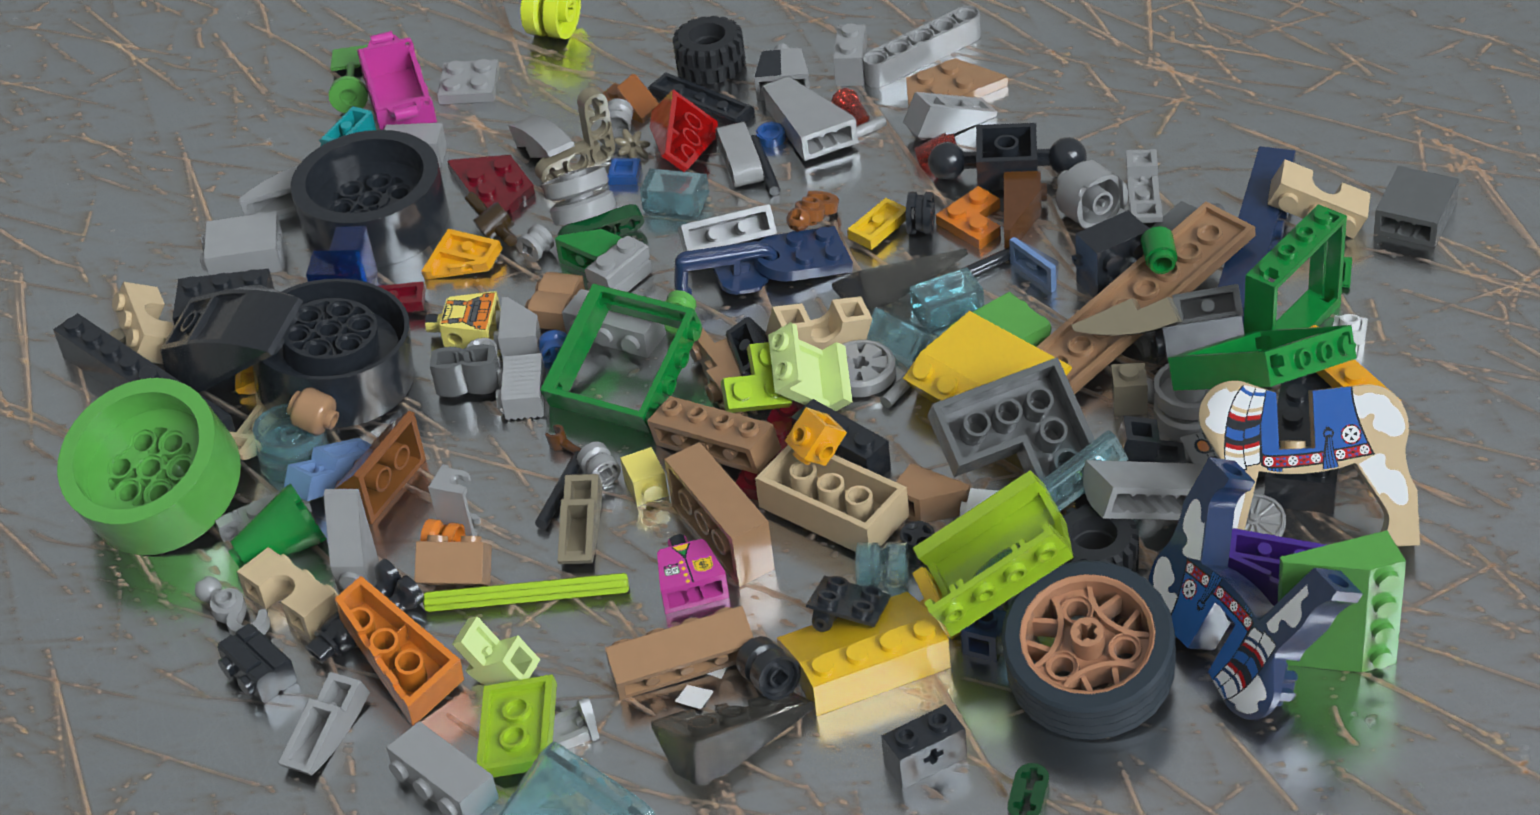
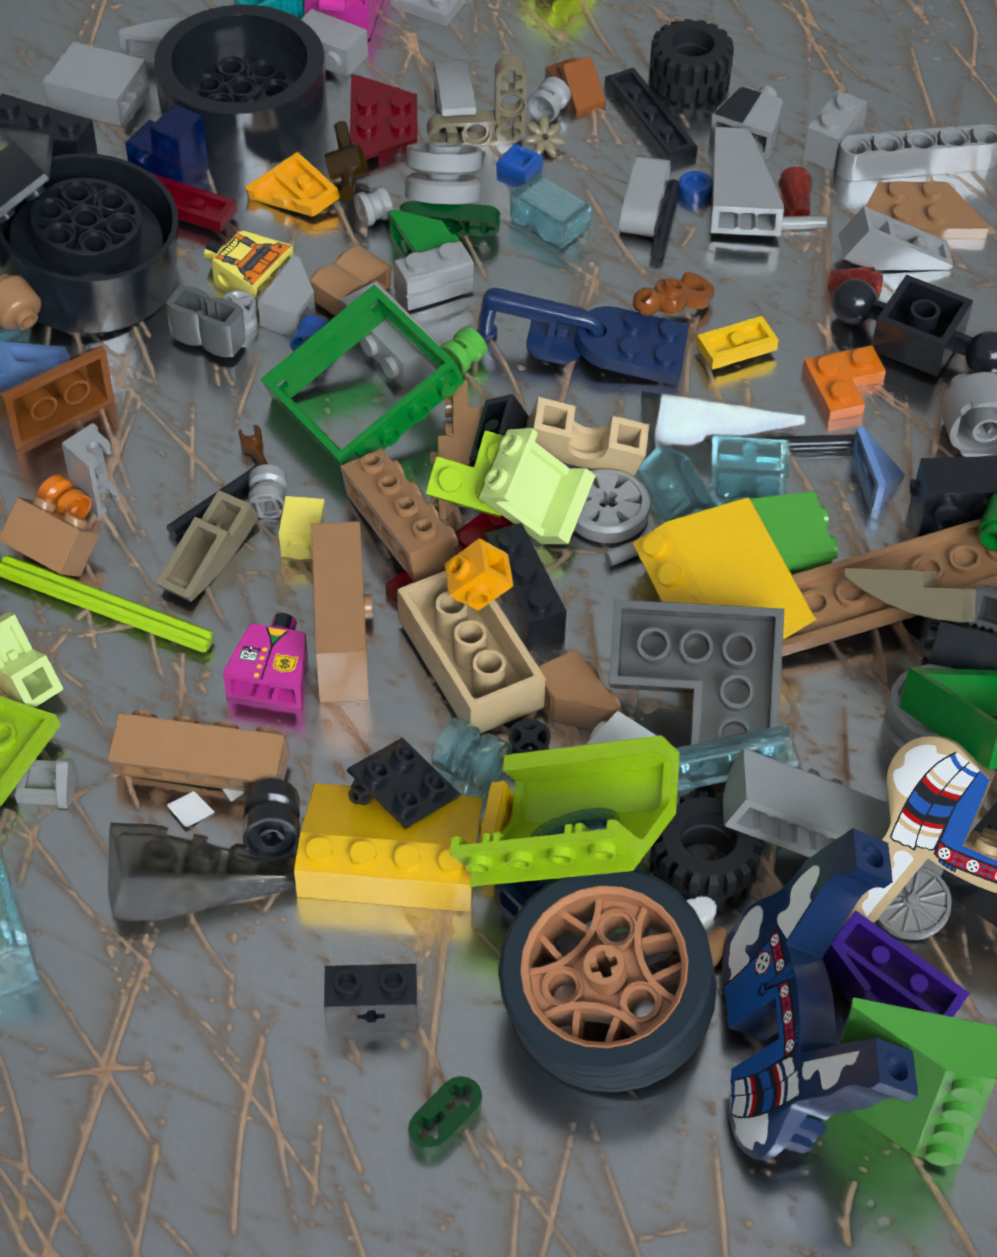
camera: 20 degrees right, 10 degrees up
(520, 386) = (249, 360): light grey brick -> none
(681, 130) = (598, 145): red wedge -> none
(728, 229) = (569, 280): light grey brick -> none
(920, 213) = (785, 351): black wheel -> none
(1022, 202) = (902, 389): reddish brown slope -> none
(1129, 389) = (873, 671): dark tan brick -> none
(1143, 444) = (837, 755): black brick -> none

